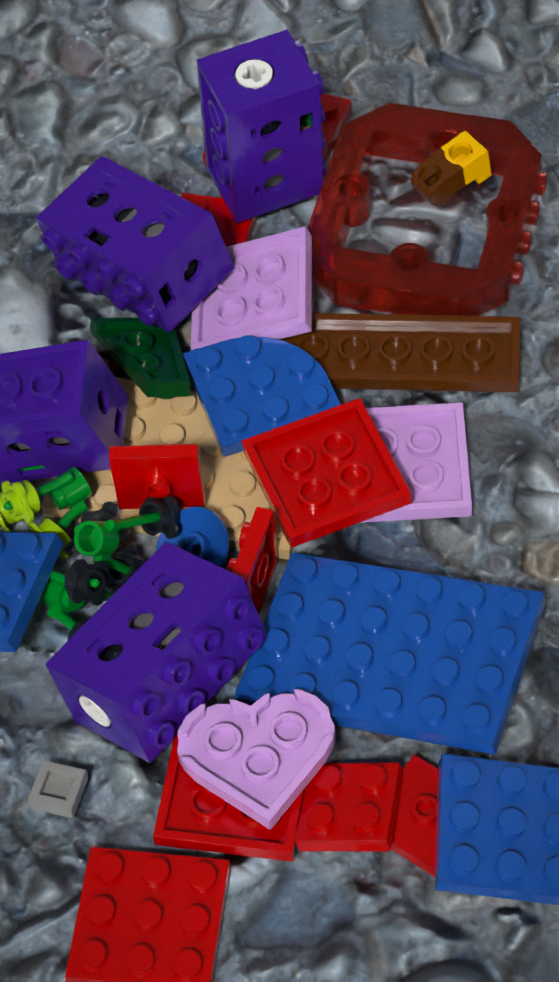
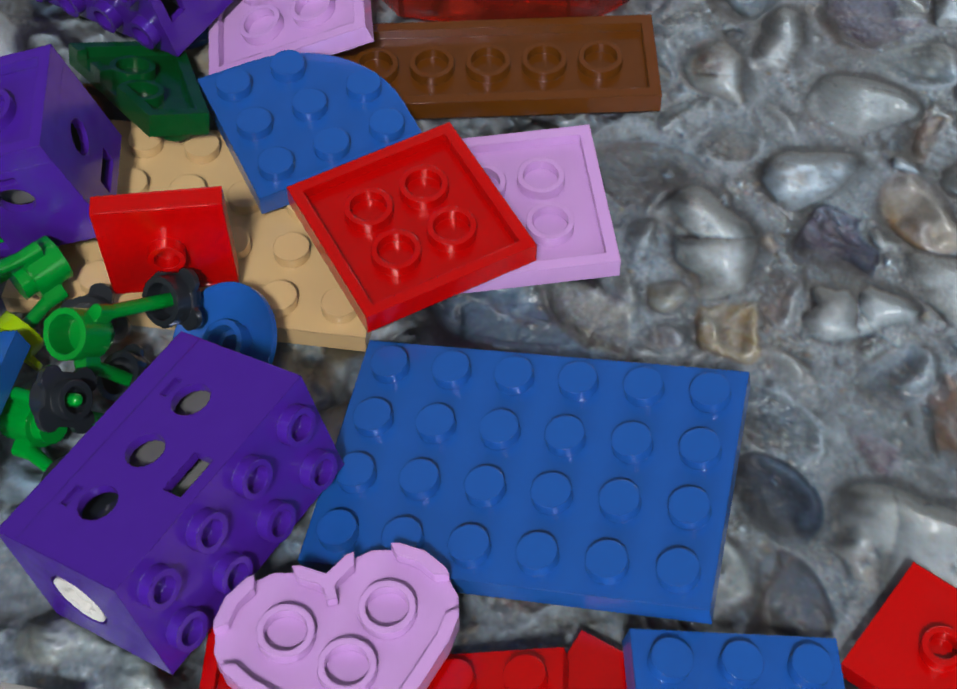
camera: 10 degrees left, 0 degrees up
(257, 555) = (320, 342): red plate -> none

